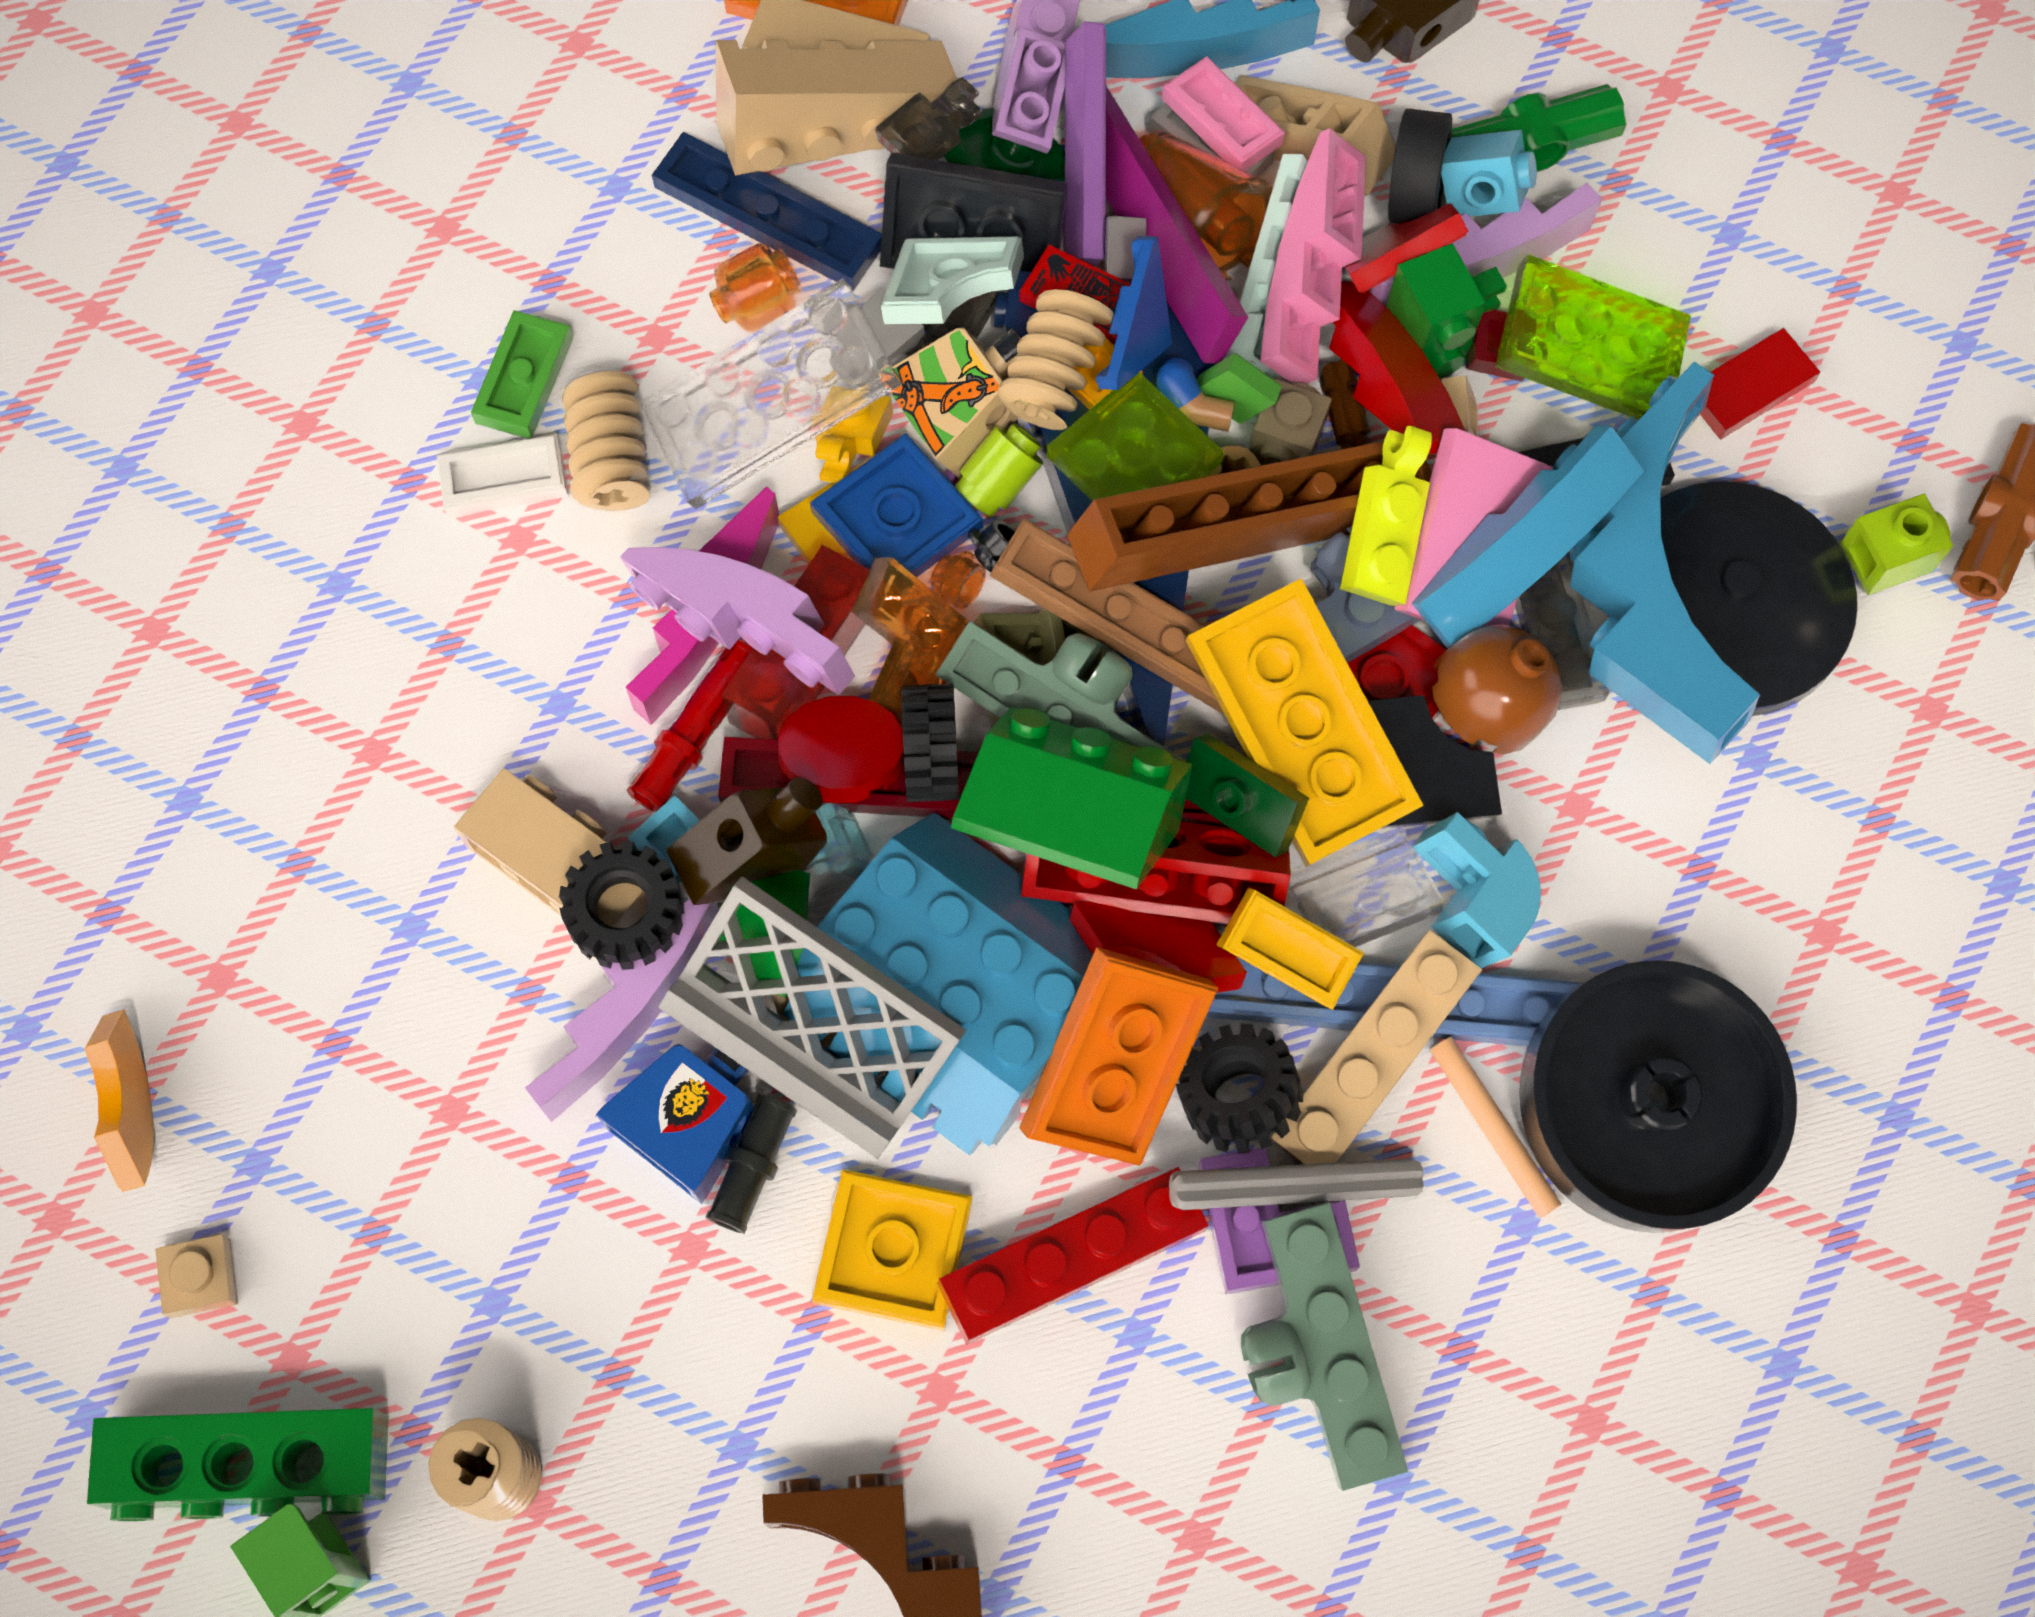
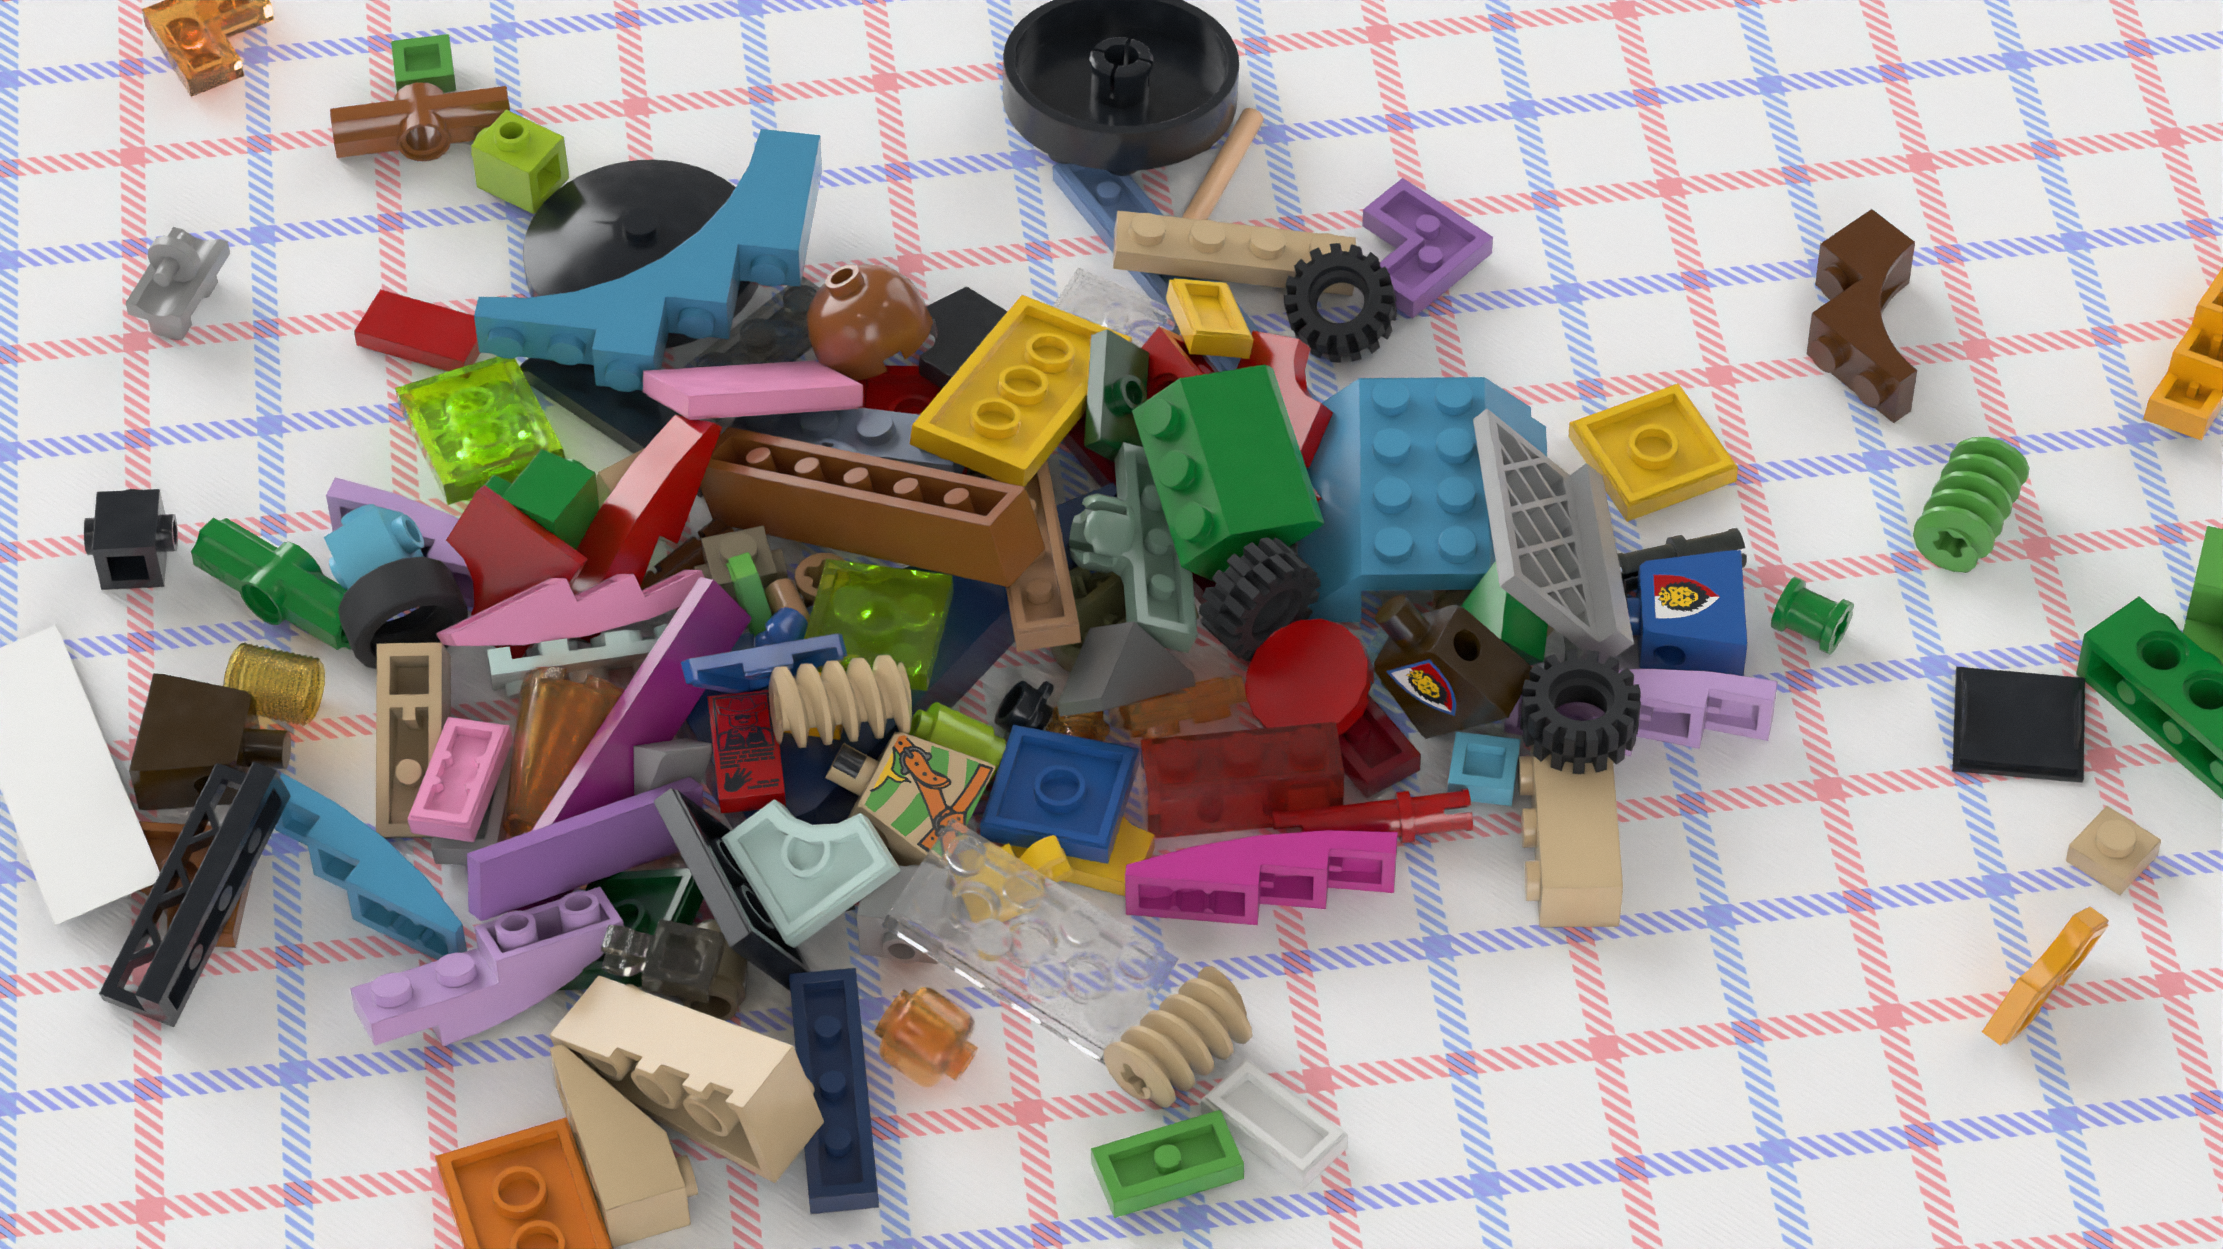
camera: 125 degrees left, 20 degrees down
(379, 1319) = (2019, 724): none -> black piece
(458, 1462) = (2052, 541): tan piece -> none
(601, 1462) = (1970, 503): none -> bright green piece
(605, 1223) = (1812, 615): none -> green bush
(735, 601) = (1266, 783): lavender slope -> none
(943, 596) = (1120, 668): none -> dark grey slope
(1067, 1258) = (1553, 340): red plate -> none
(1118, 1057) = (1389, 349): orange tile -> none
(1295, 1183) = (1381, 232): light grey axle -> none
(1324, 1349) = (1483, 165): sand green plate -> none
(1388, 520) = (796, 420): neon yellow plate -> none
(1430, 70) = (281, 682): none -> clear yellow piece
(1494, 887) = (1049, 245): medium azure brick -> none
(1531, 537) = (756, 342): dark azure slope -> none
(1657, 59) = (130, 538): none -> black brick
(1927, 225) = (176, 281): none -> light grey hips

